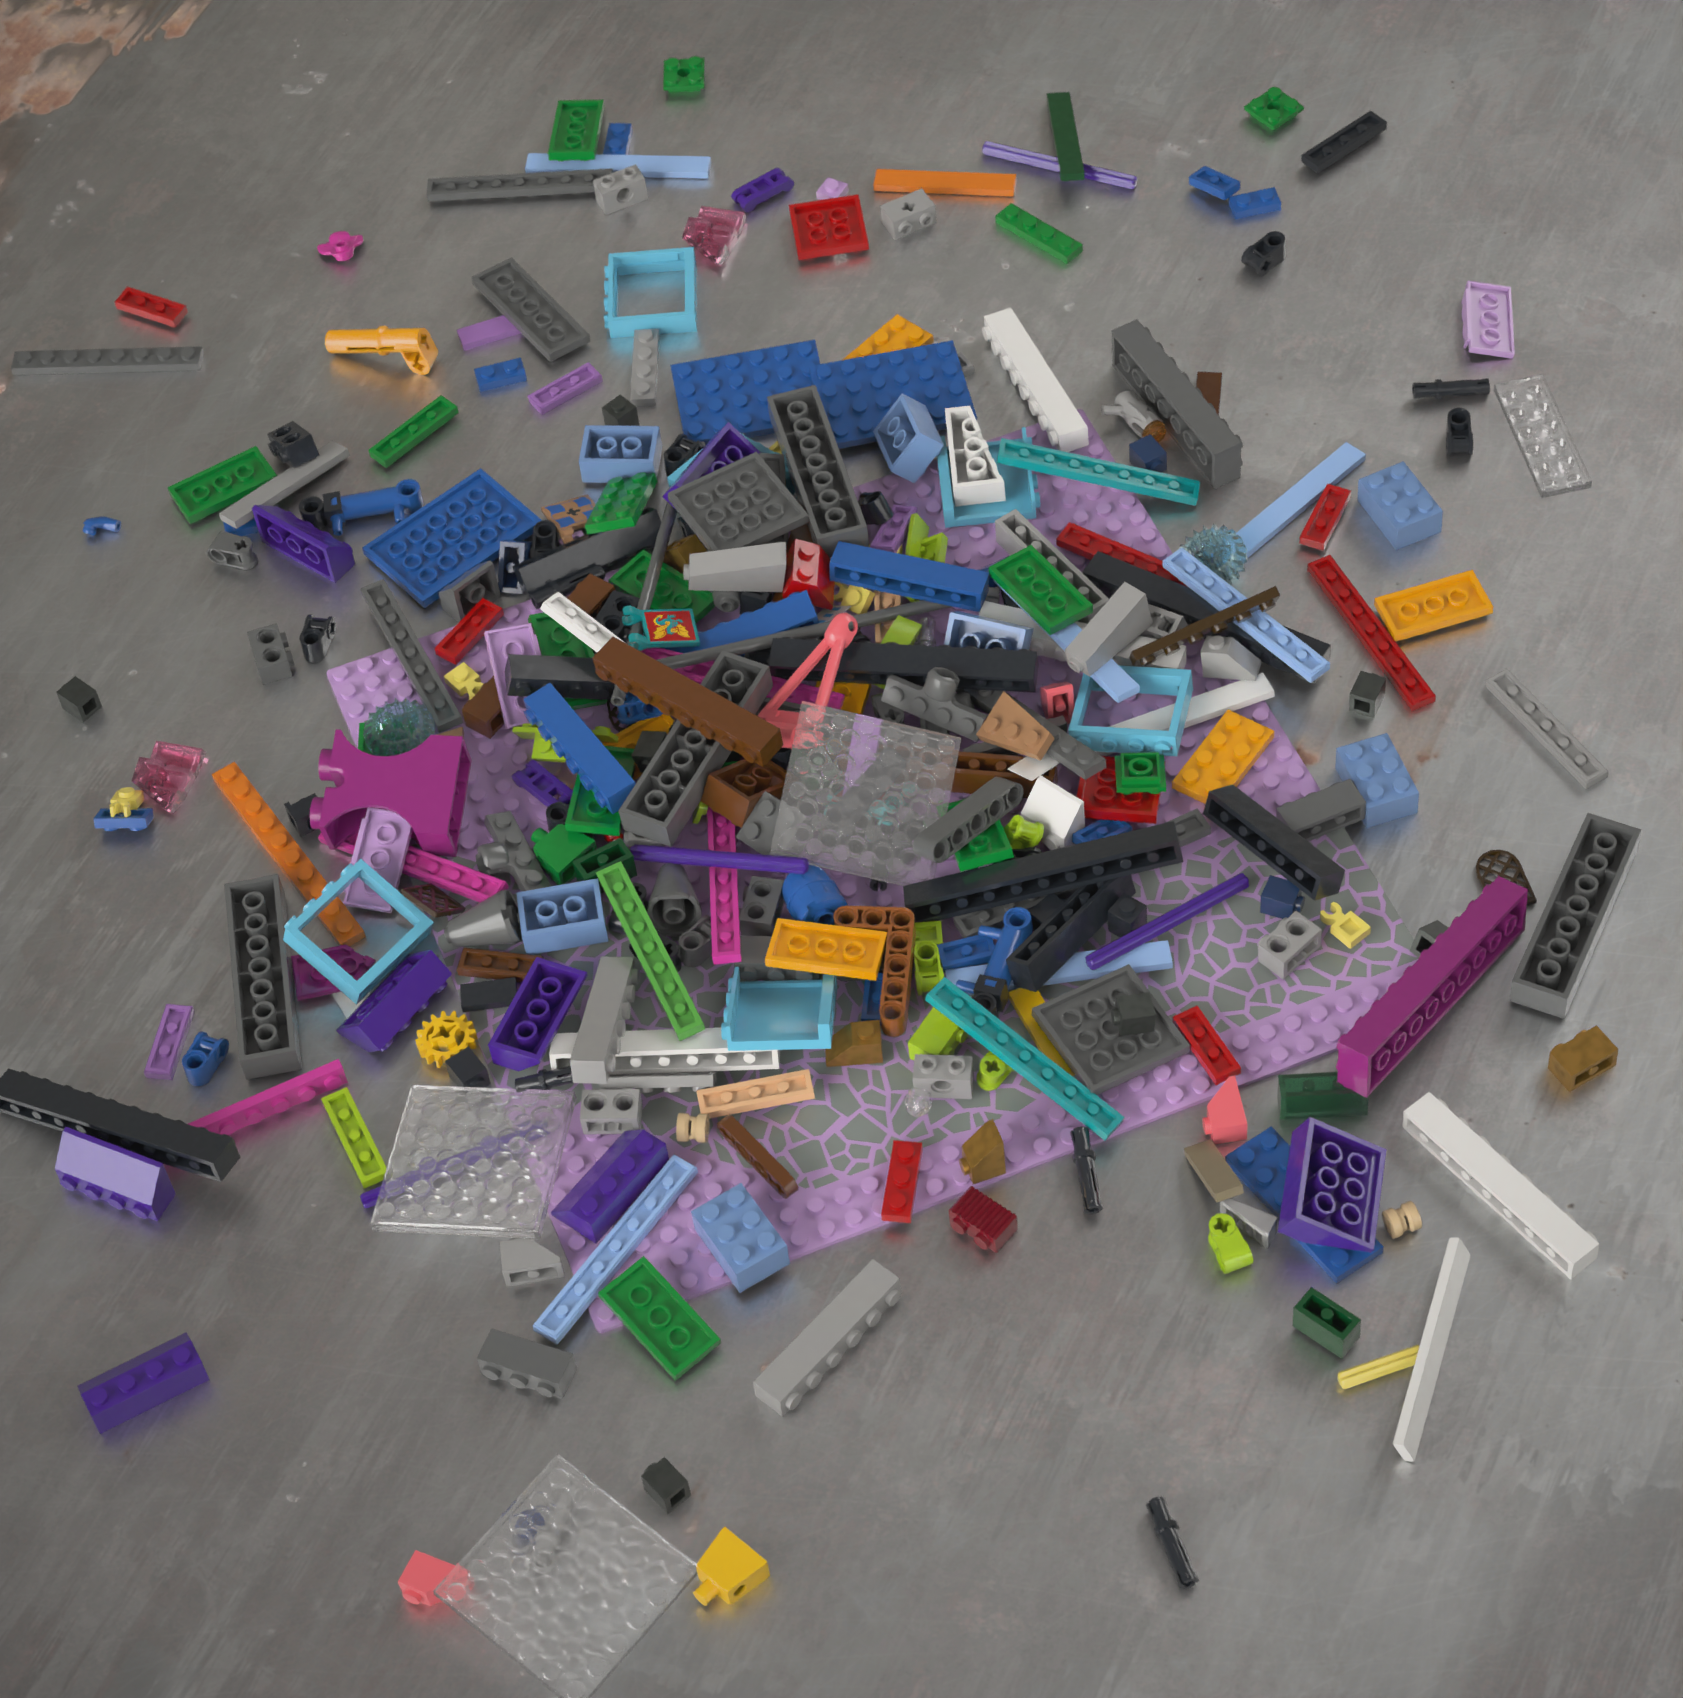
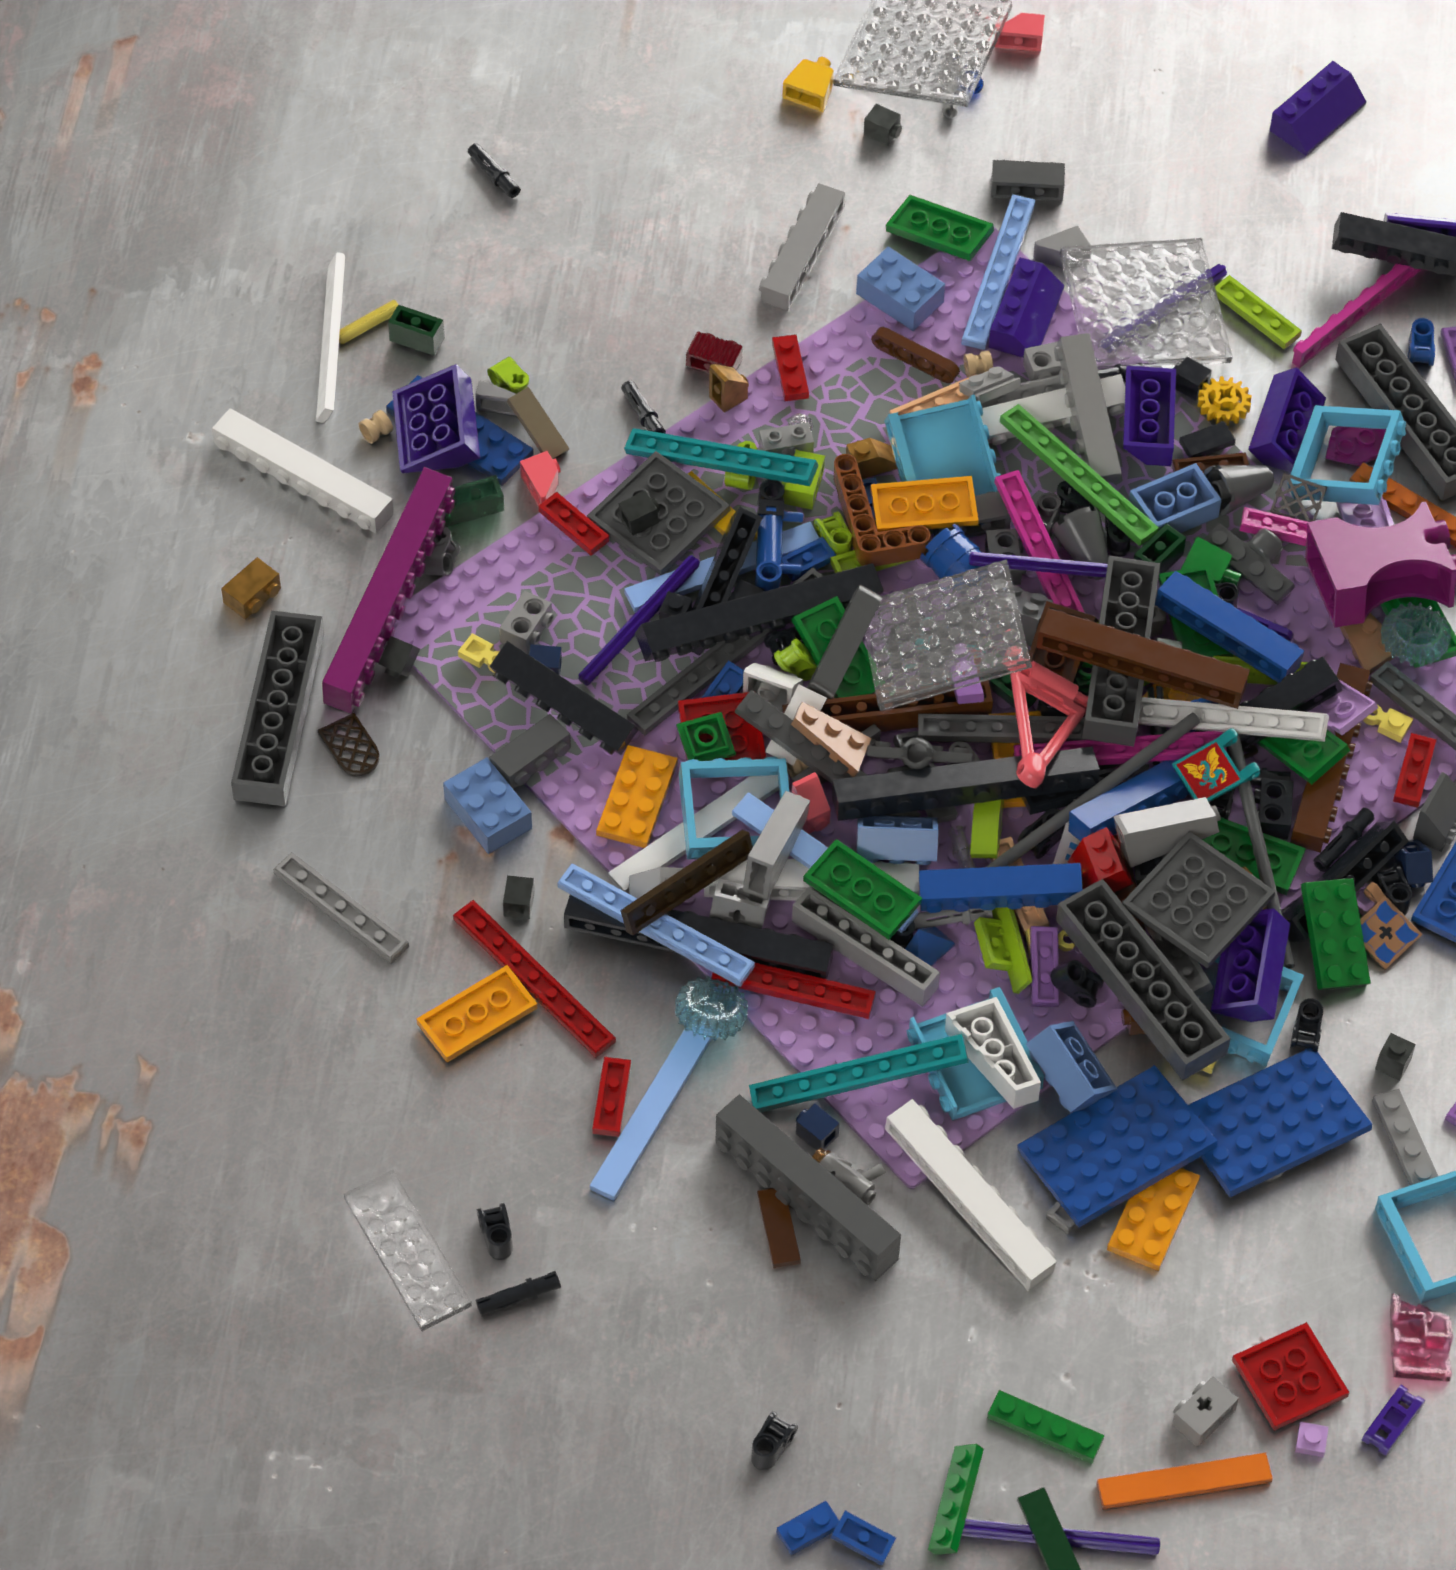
camera: 155 degrees right, 5 degrees up
(619, 452) = (1369, 1004): medium blue brick -> none
(694, 1080) = (990, 384): none -> light grey plate
(1131, 194) = (955, 1499): none -> green plate
(1400, 505) = (537, 1119): medium blue brick -> none
(1488, 319) = (497, 1402): lavender piece -> none

